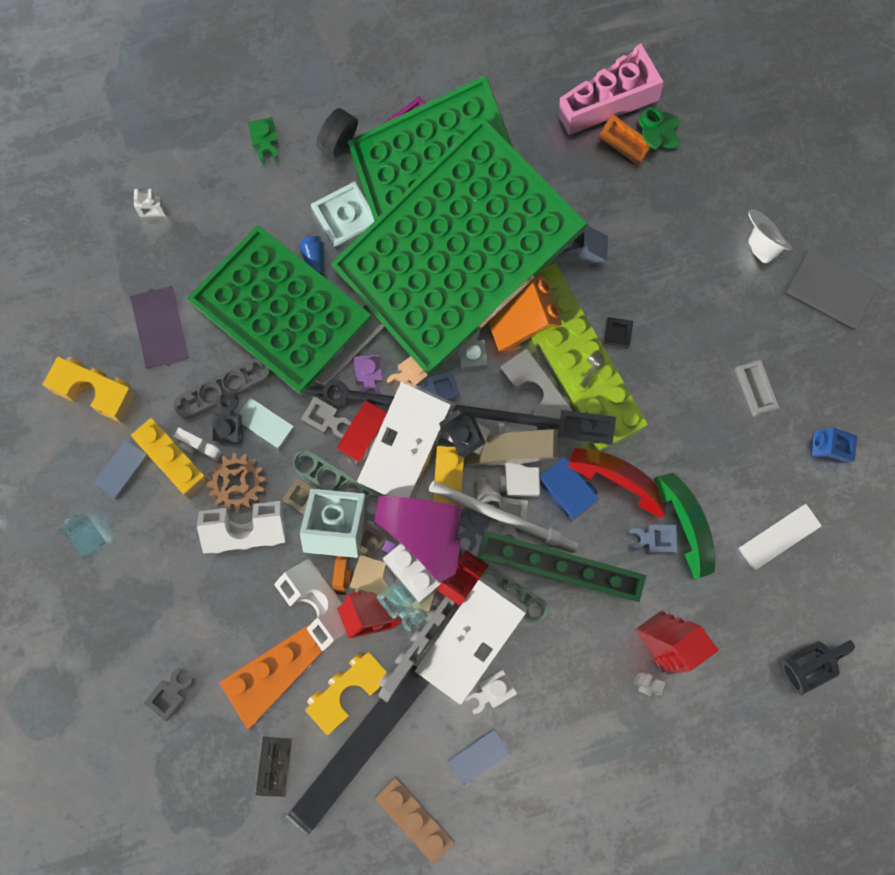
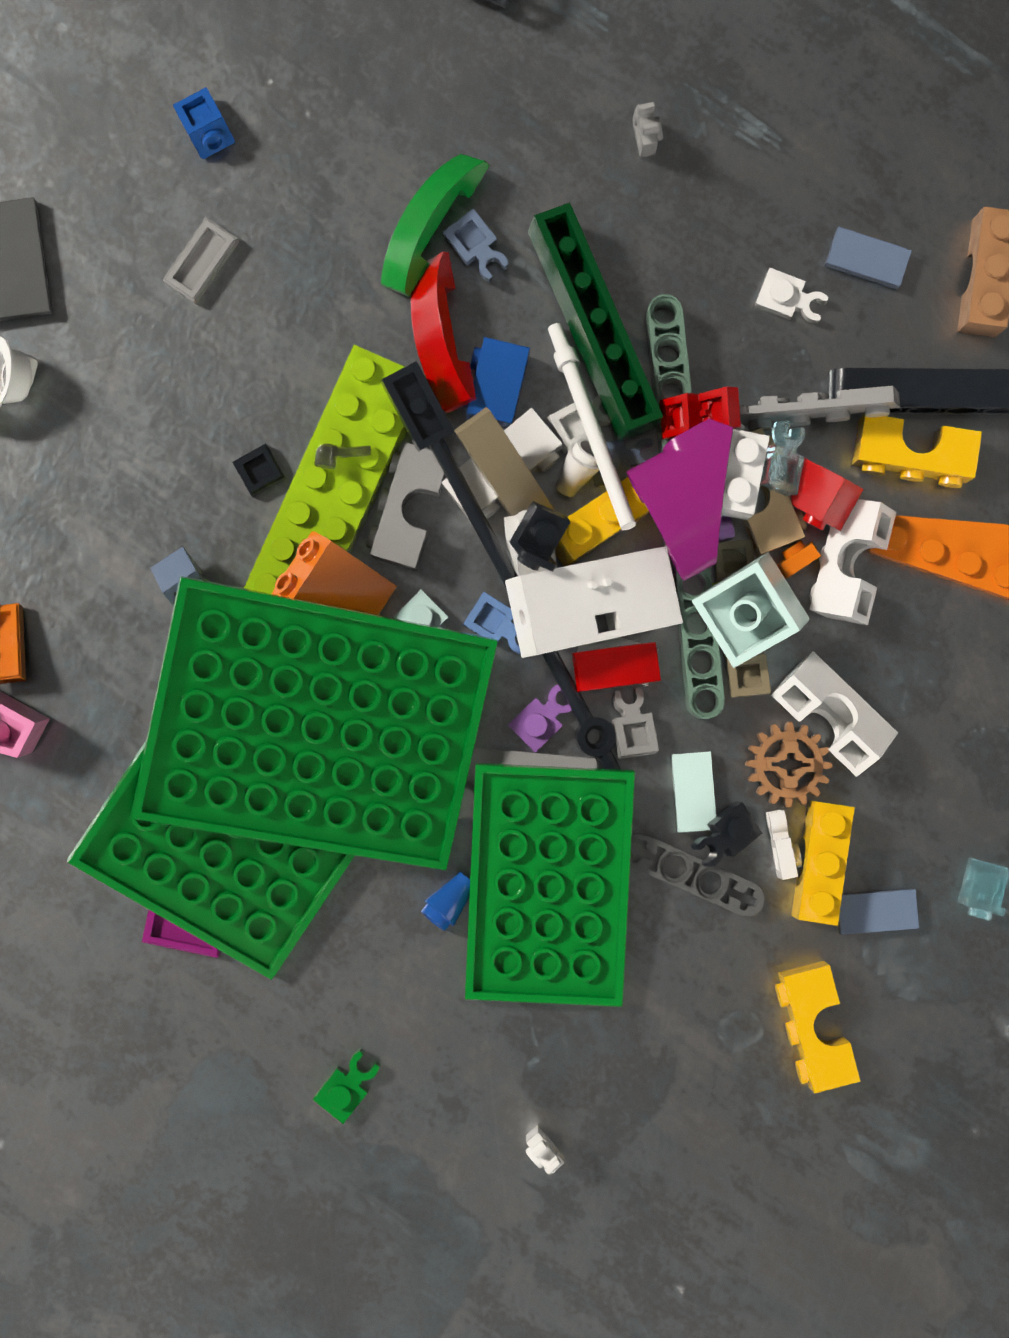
camera: 125 degrees left, 10 degrees up
(159, 327) = (678, 1013): clear purple piece -> none
(336, 132) = (274, 997): black tyre -> none
(344, 214) = (367, 908): light aqua tile -> none
(410, 373) = (503, 672): light nougat plate -> none
(471, 639) = (756, 352): white brick -> none
(676, 643) = (588, 123): red wedge -> none
(780, 537) = (361, 109): white tile -> none

